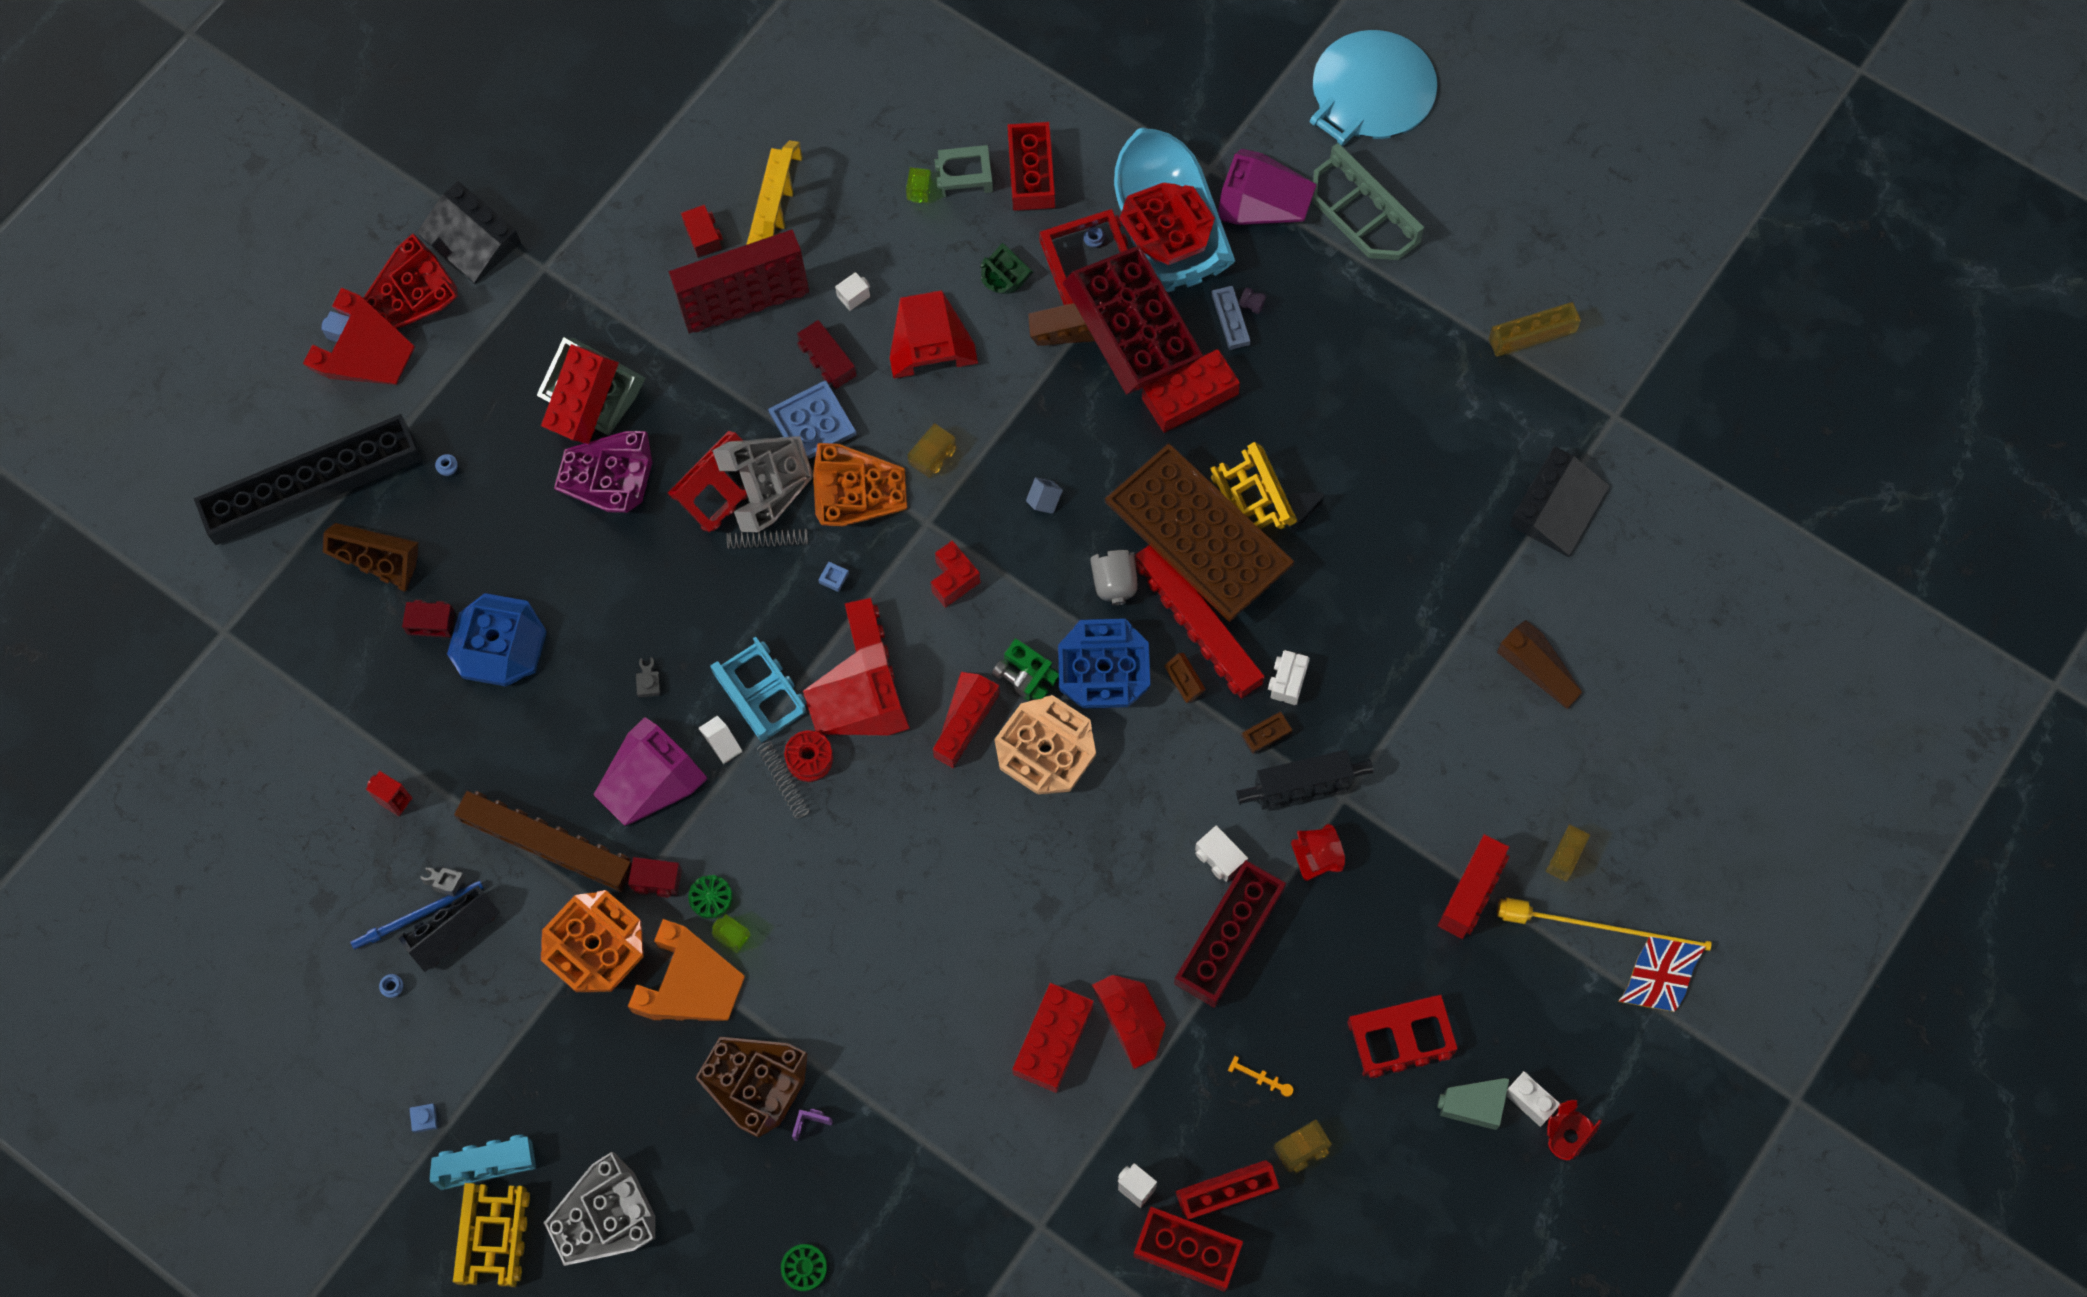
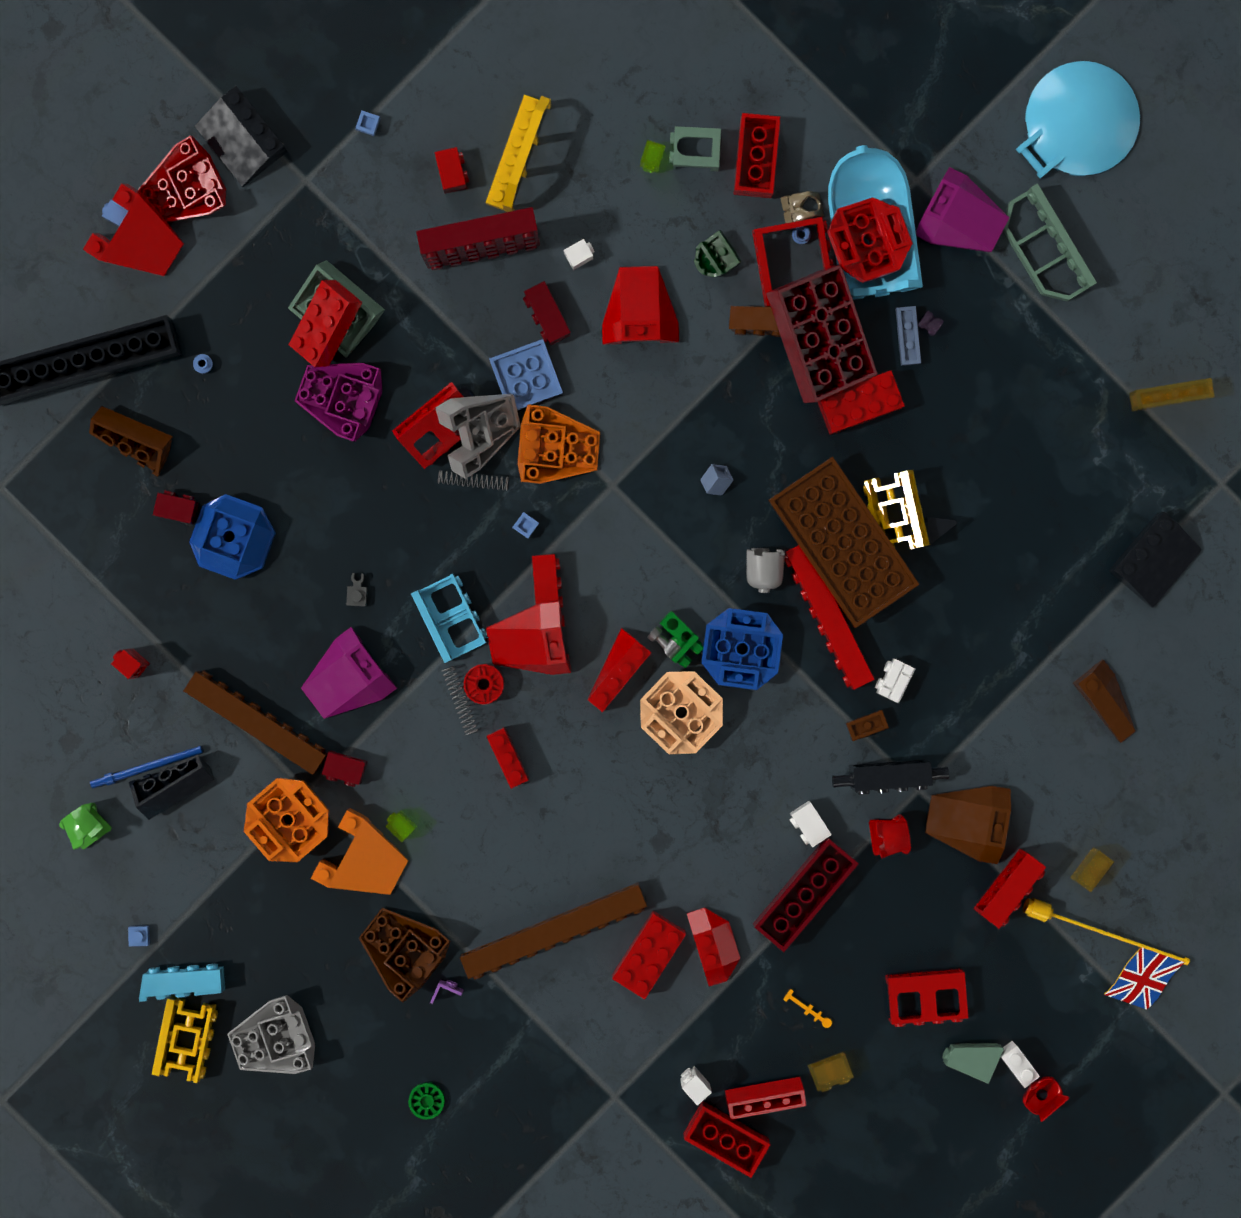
camera: 10 degrees right, 20 degrees up
(347, 991) = (84, 826): none -> bright green piece
(386, 981) = (115, 826): medium blue plate -> none
(445, 882) = (172, 743): dark grey plate -> none
(605, 200) = (367, 123): none -> medium blue plate
(710, 896) = (388, 790): green wheel -> none
(720, 739) = (411, 655): white slope -> none
(848, 833) = (507, 757): none -> red brick
(932, 450) = (626, 422): clear yellow brick -> none
(932, 1028) = (553, 930): none -> reddish brown brick
(958, 574) = (633, 543): red brick -> none
(1081, 206) = (793, 206): none -> dark tan piece
(1184, 677) = (808, 666): reddish brown plate -> none
(1412, 822) = (972, 821): none -> reddish brown wedge

